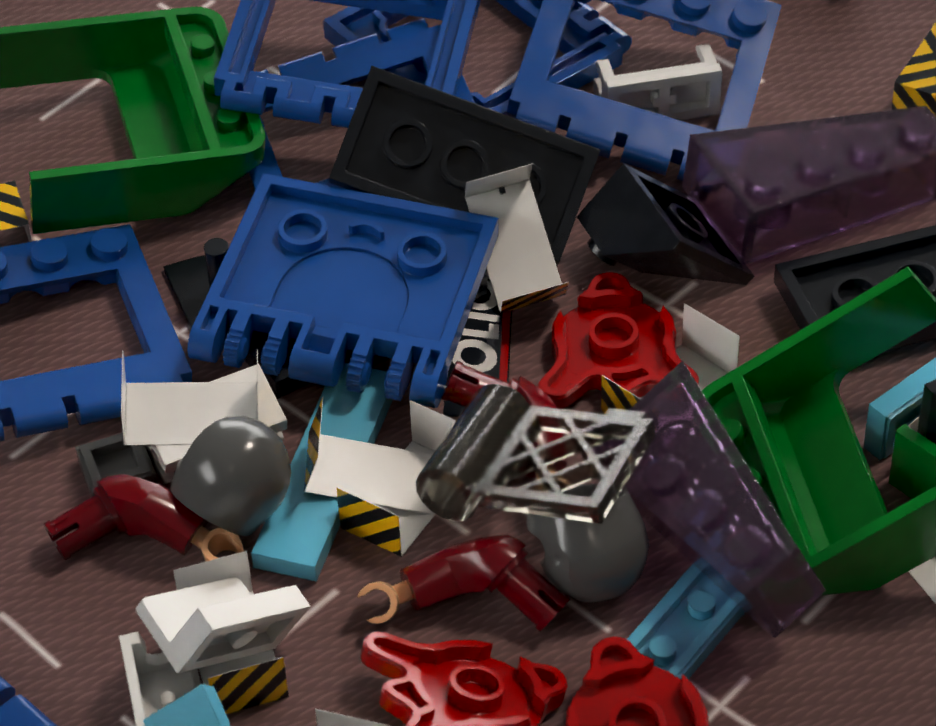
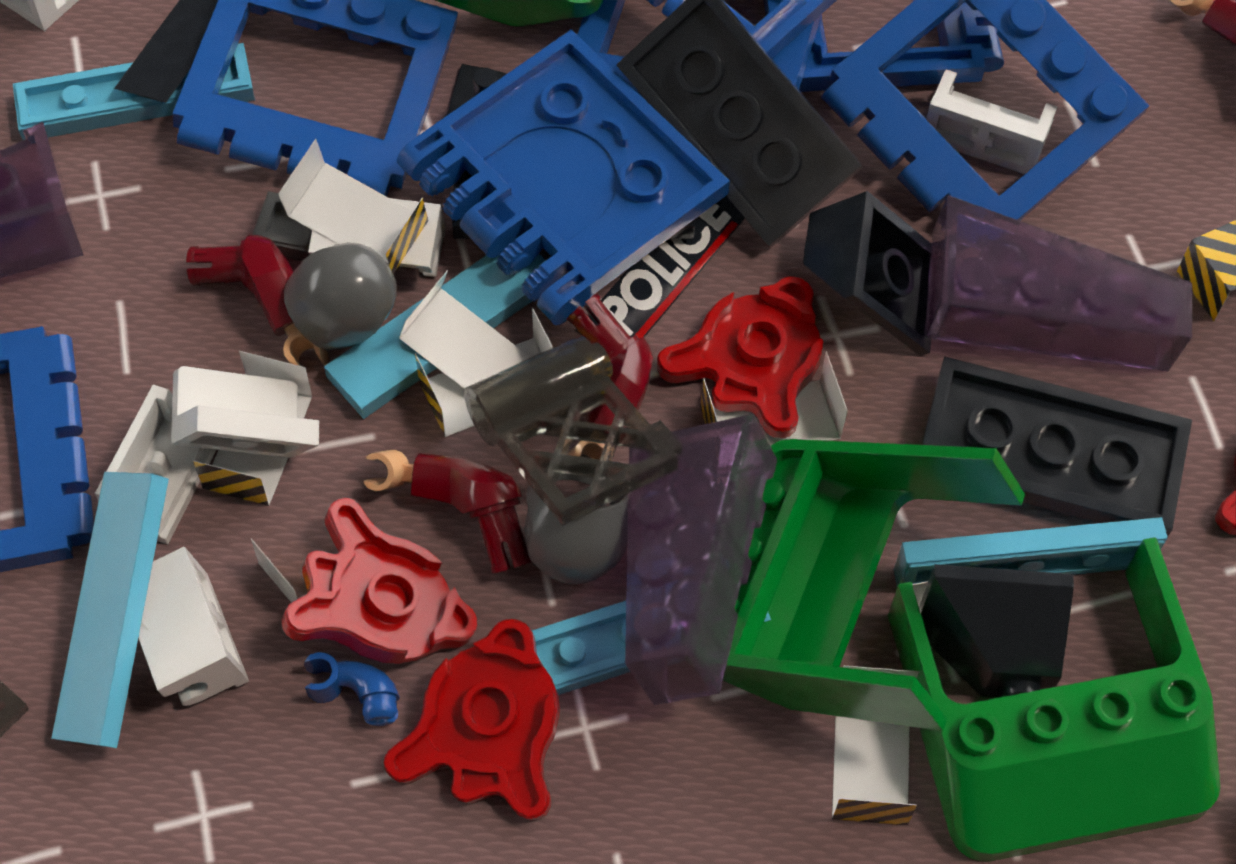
camera: 30 degrees right, 15 degrees up
(522, 259) = (738, 223): white sticker -> none

